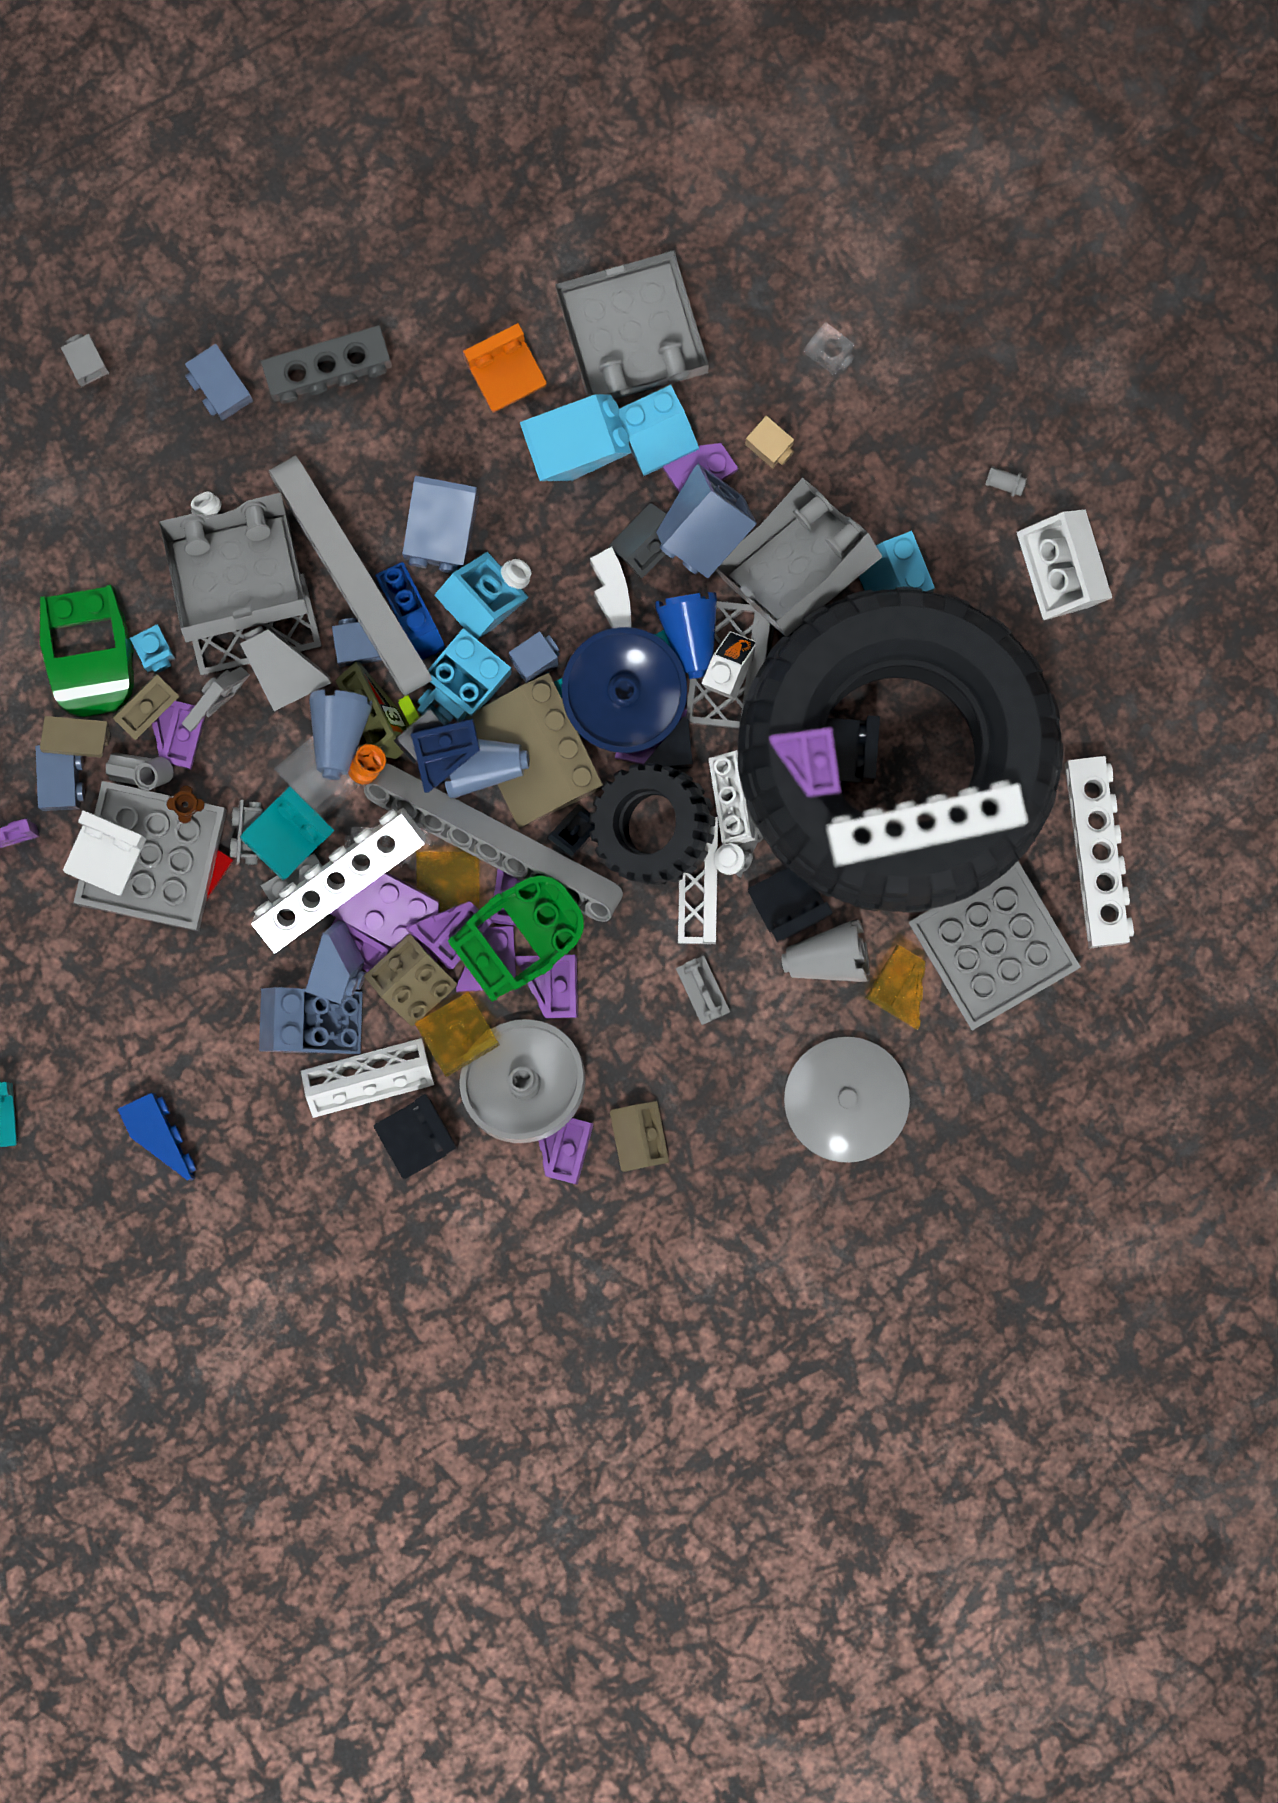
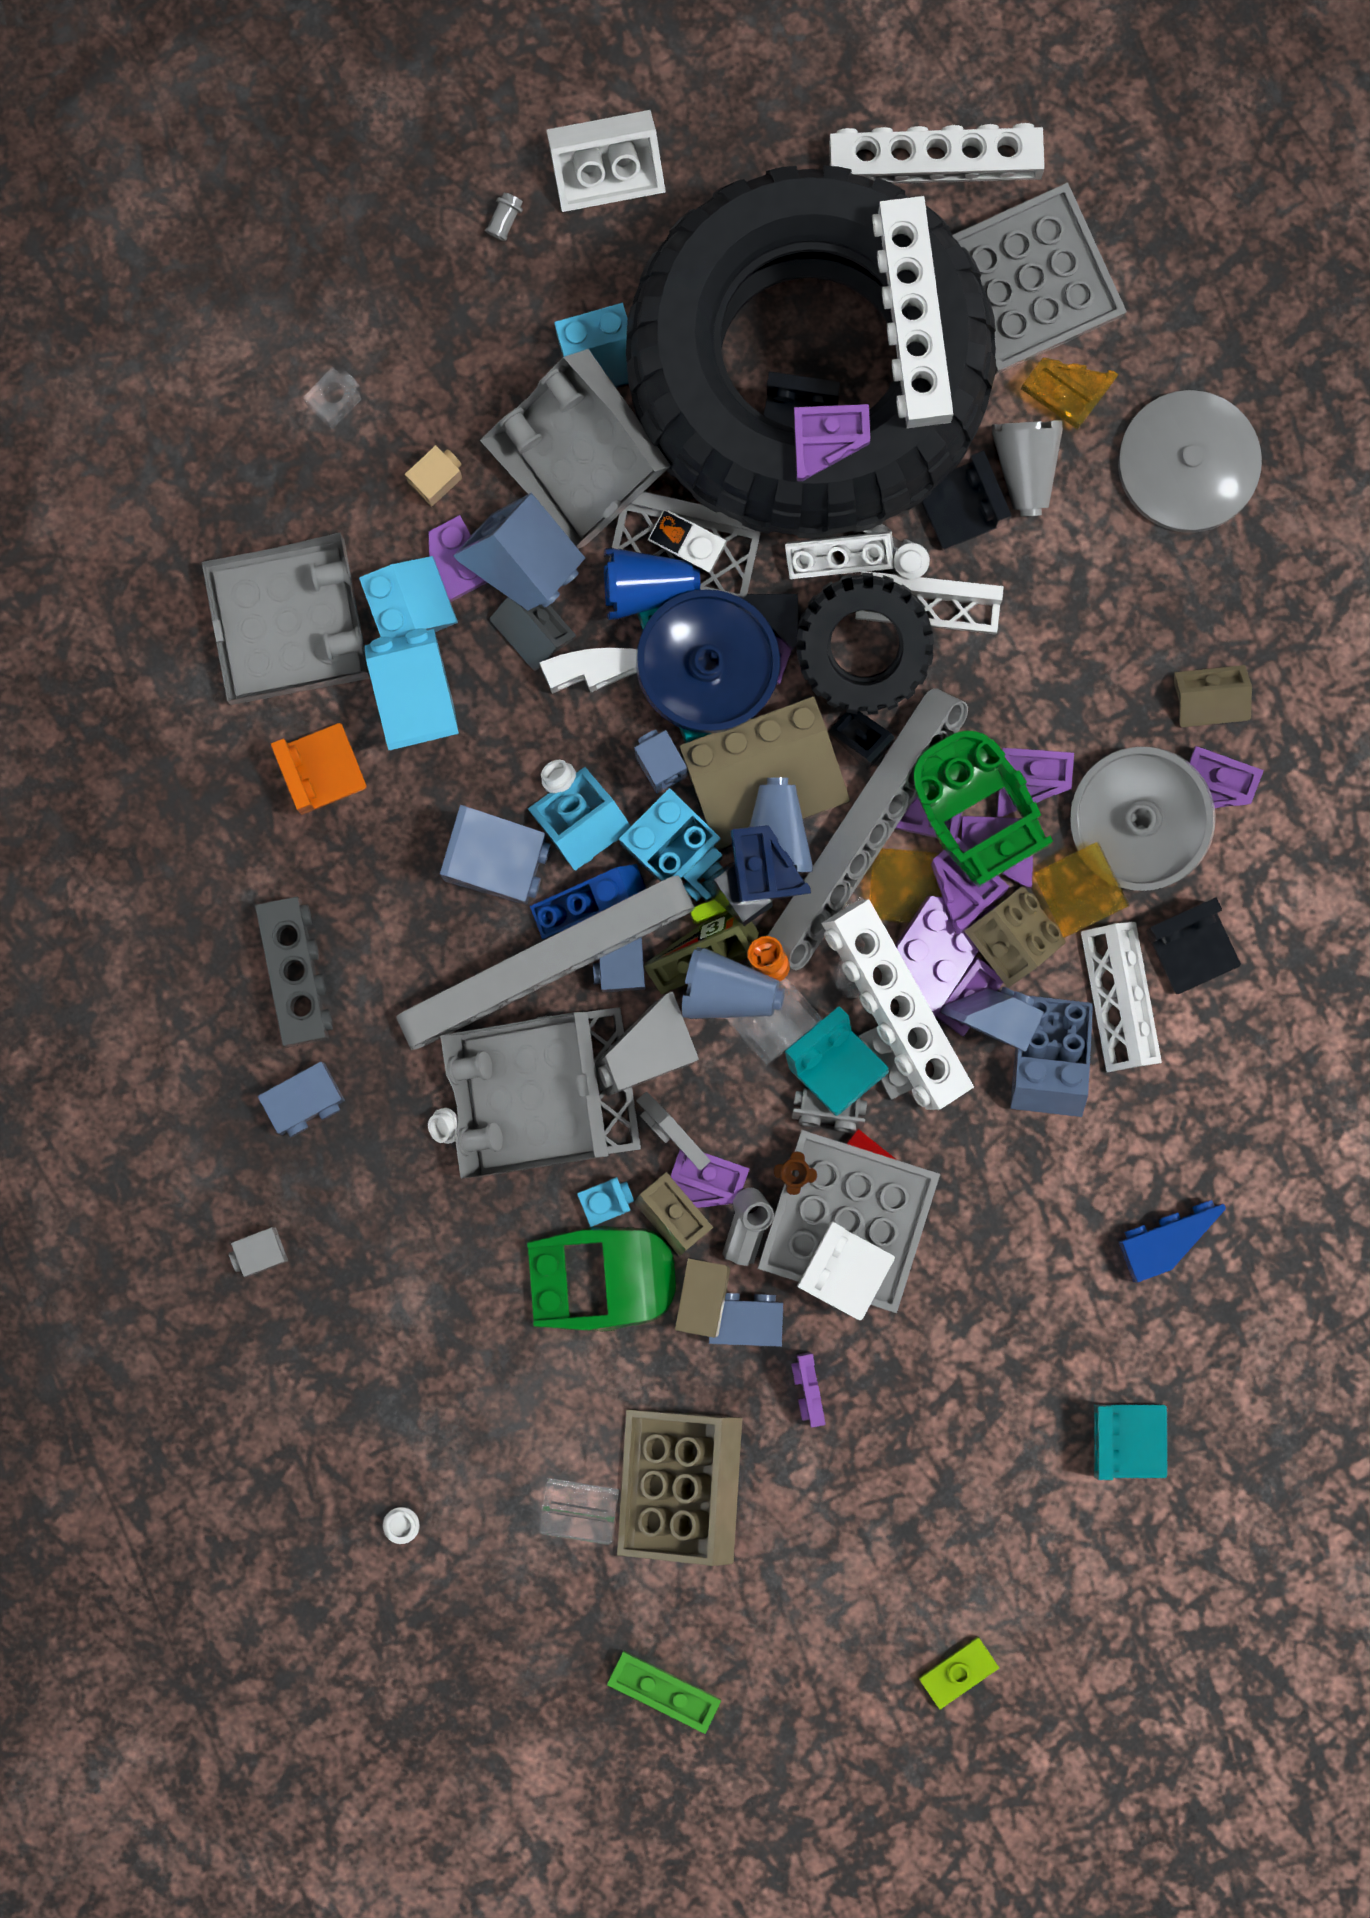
camera: 80 degrees left, 0 degrees up
(702, 990) = (1053, 609): light grey hinge -> none

